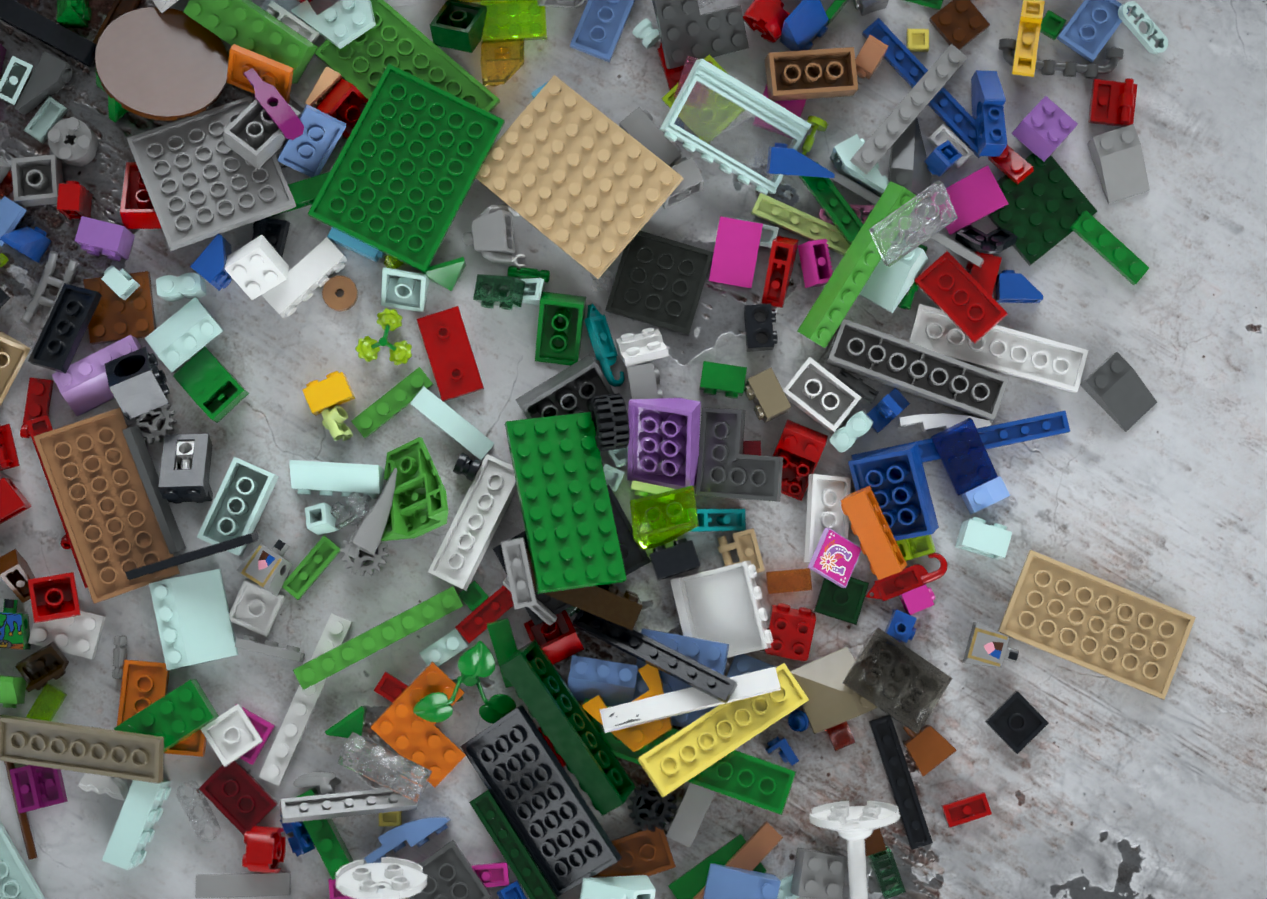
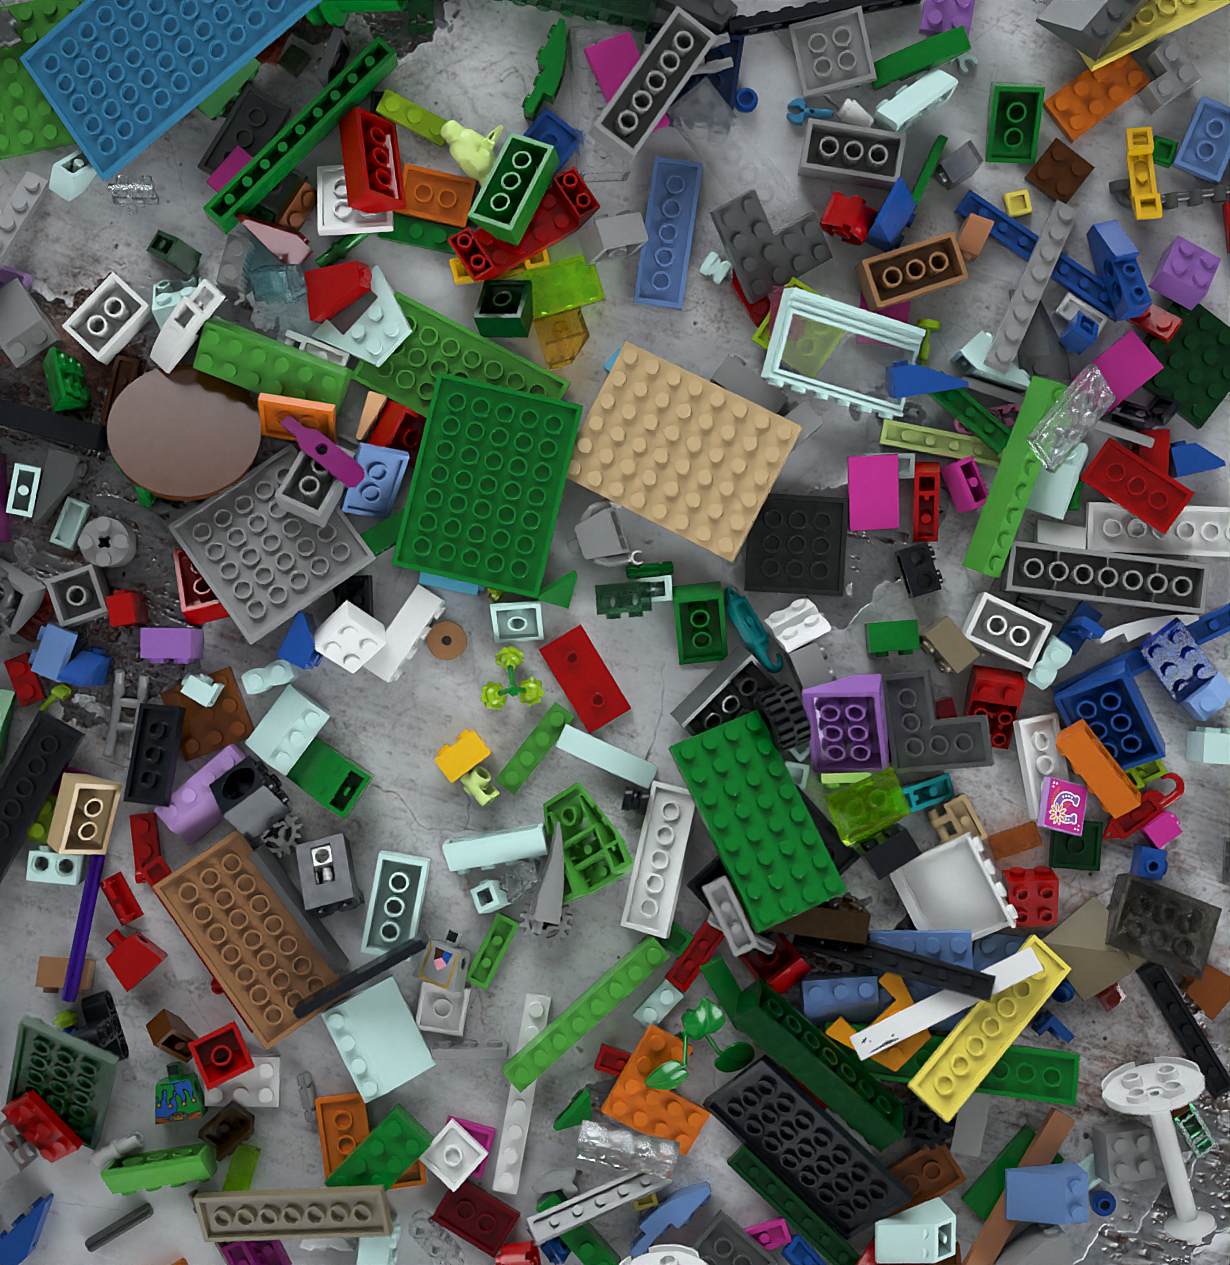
camera: 15 degrees left, 5 degrees up
(889, 325) = (1059, 534): none -> white slope

